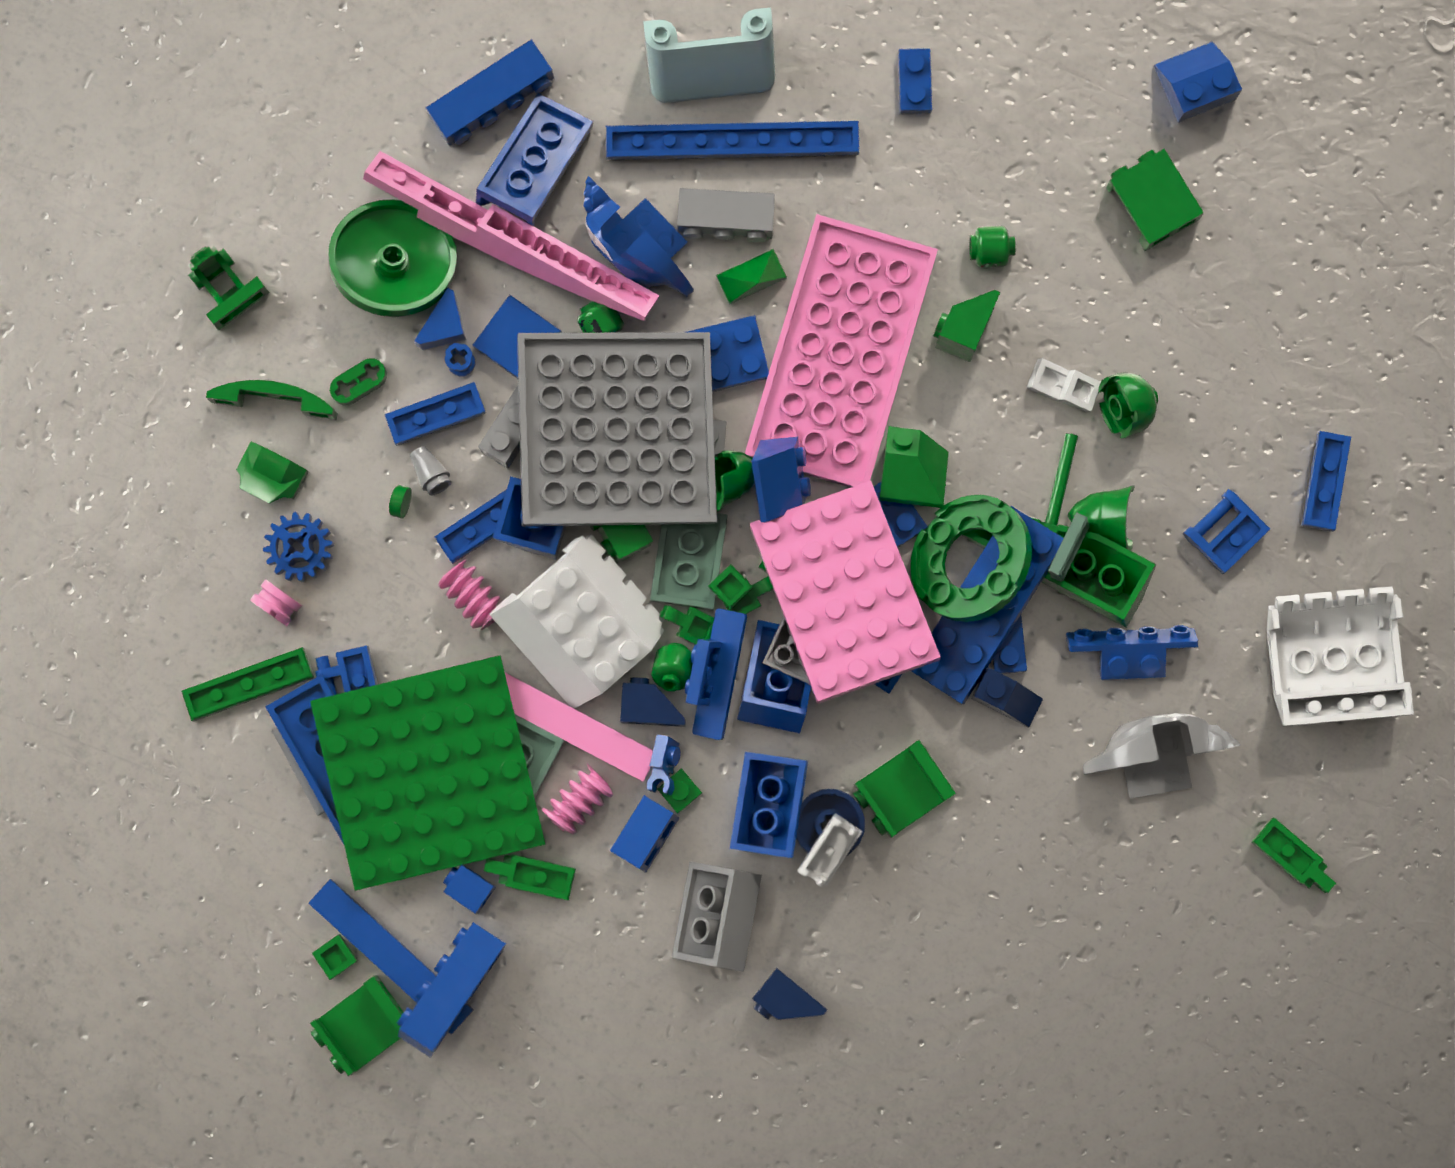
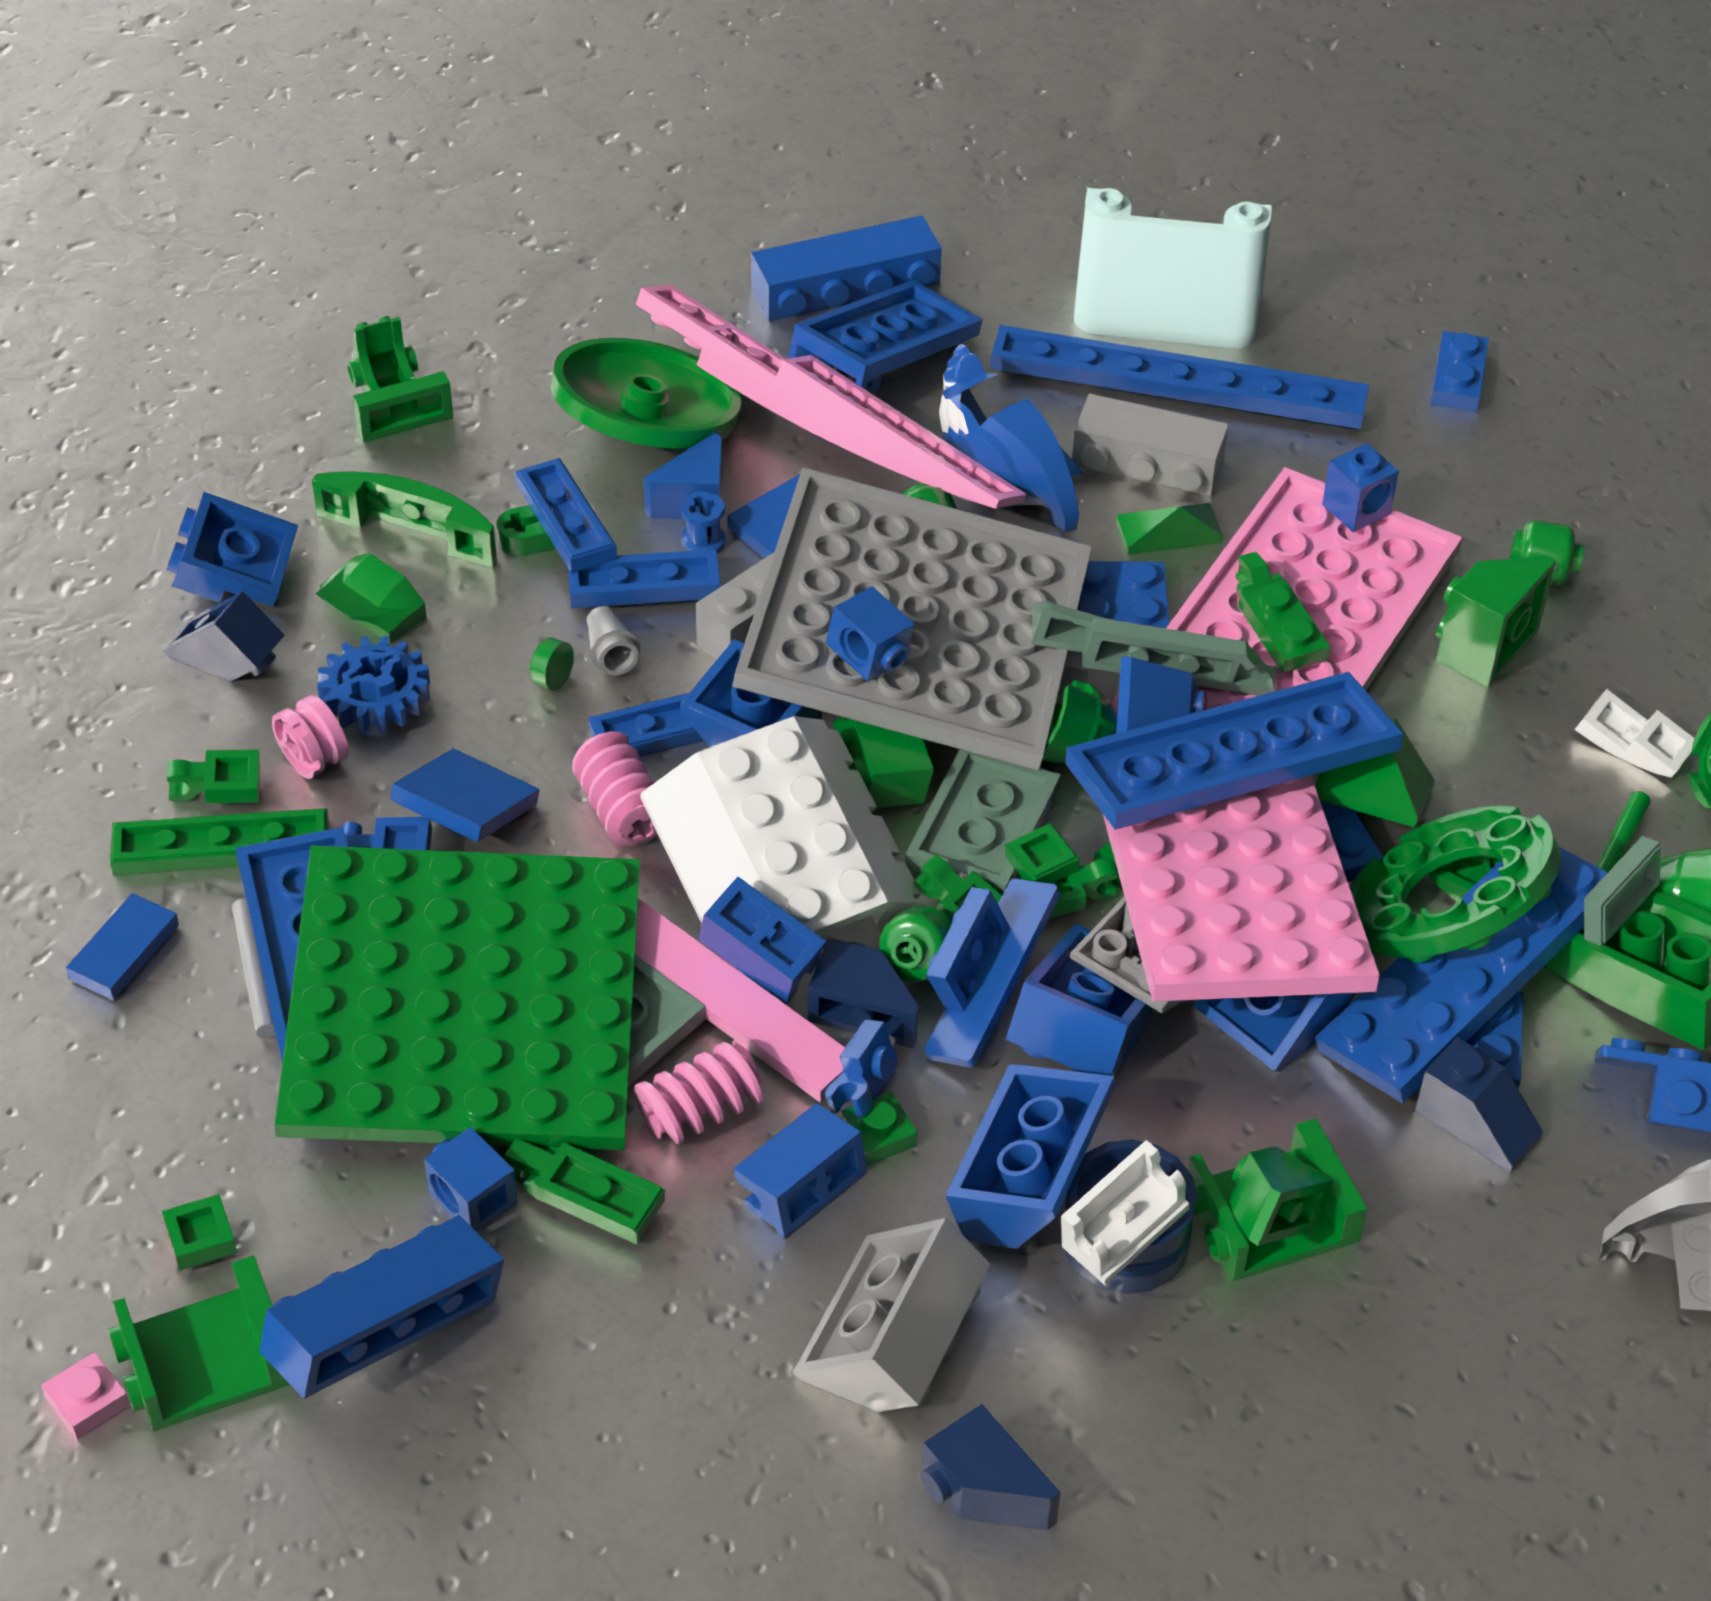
camera: 10 degrees right, 35 degrees down
(174, 461) = (231, 551): none -> blue plate
(196, 535) = (227, 639): none -> dark blue slope
(220, 775) = (122, 946): none -> blue tile
(234, 639) = (223, 777): none -> green plate
(311, 1066) = (85, 1395): none -> bright pink plate
(372, 379) = (565, 515): none -> blue tile
(376, 942) = (280, 1233): blue tile -> none
(381, 620) = (464, 794): none -> blue tile
(586, 699) = (761, 939): none -> blue hinge
(597, 475) = (870, 634): none -> blue brick
(760, 413) = (1211, 659): none -> sand green wedge
(830, 505) = (1232, 749): none -> blue plate
(835, 355) = (1278, 616): none -> green hinge
(868, 236) = (1360, 487): none -> blue brick
(904, 800) = (1276, 1195): none -> green slope

